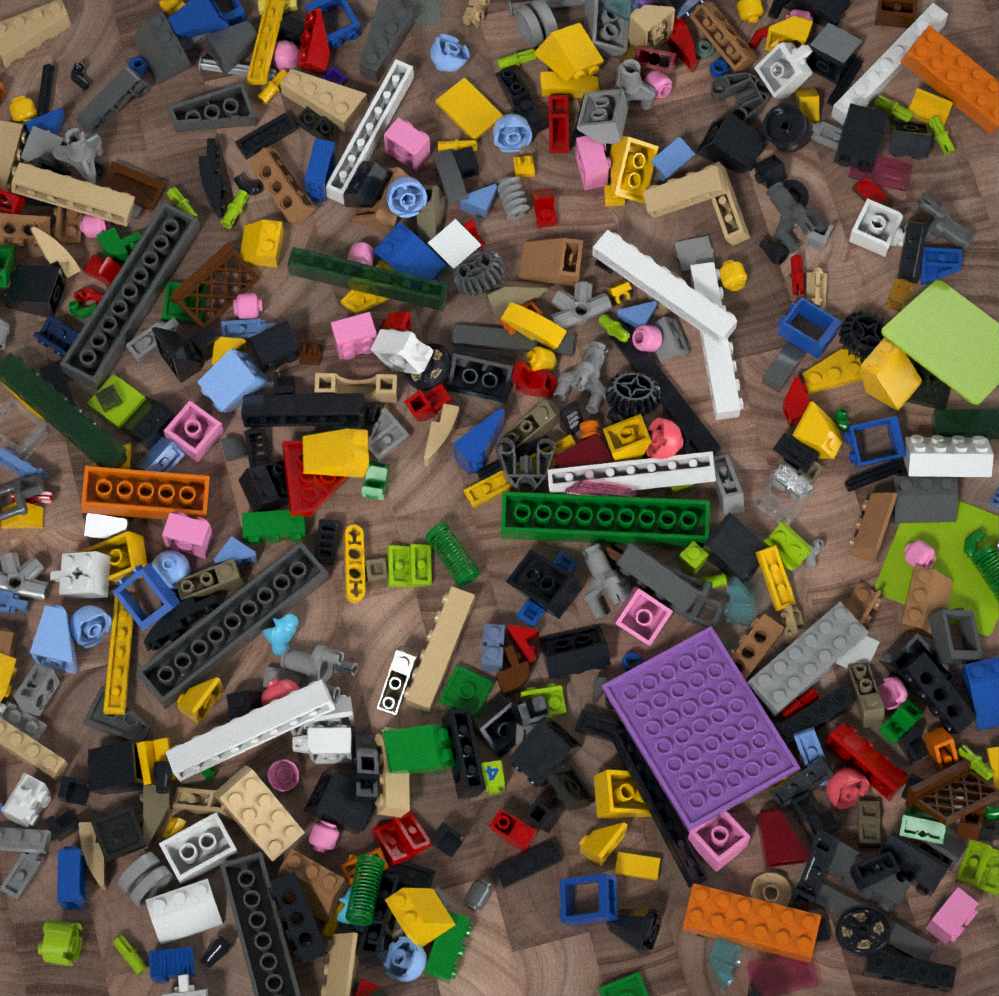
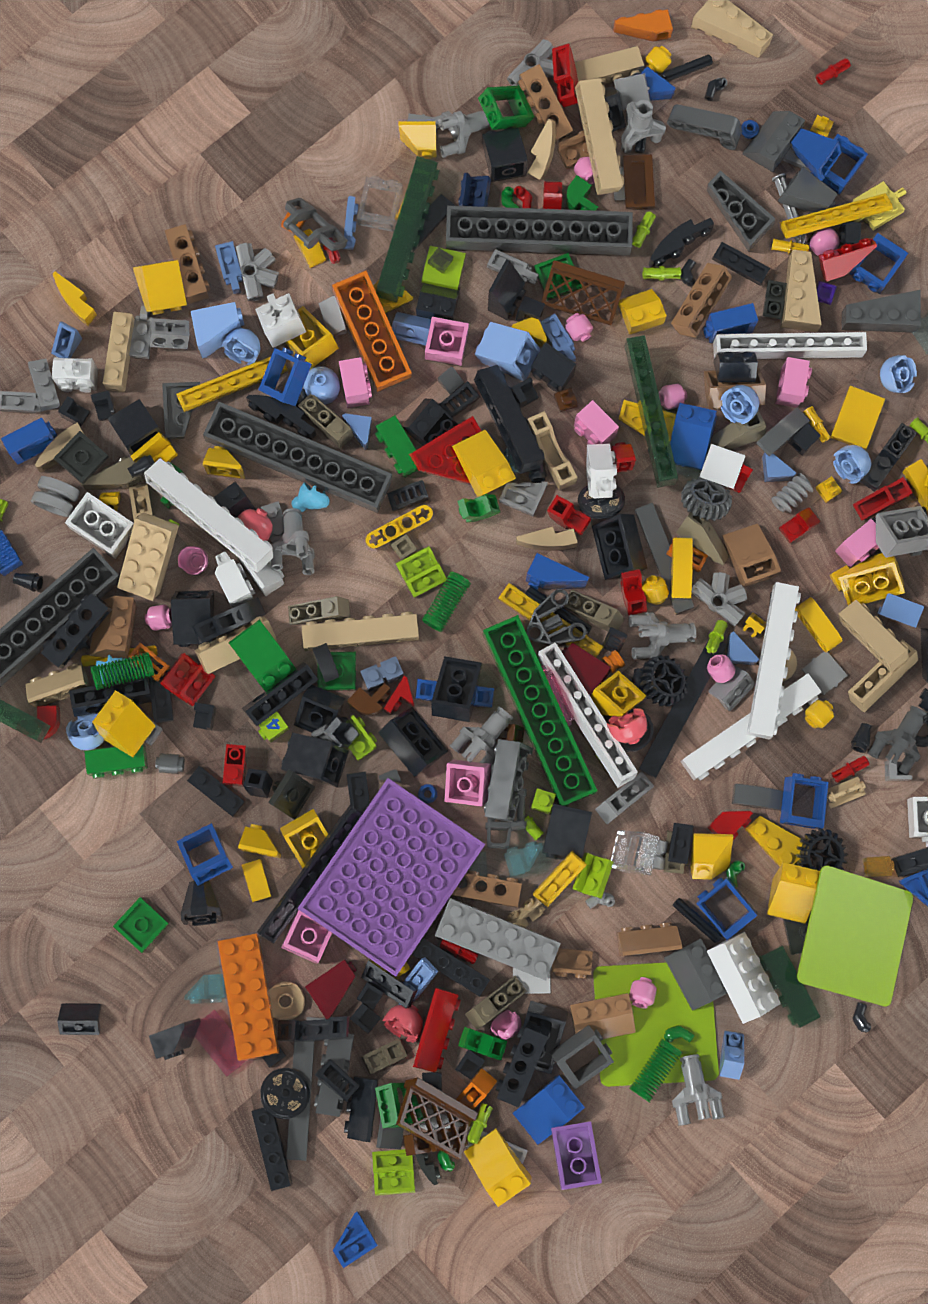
camera: 60 degrees right, 10 degrees up
(184, 912) = (47, 540): white slope -> none
(456, 692) = (325, 662): none -> black tyre
(650, 235) = (818, 624): none -> yellow beam
(953, 914) = (333, 1163): bright pink brick -> none

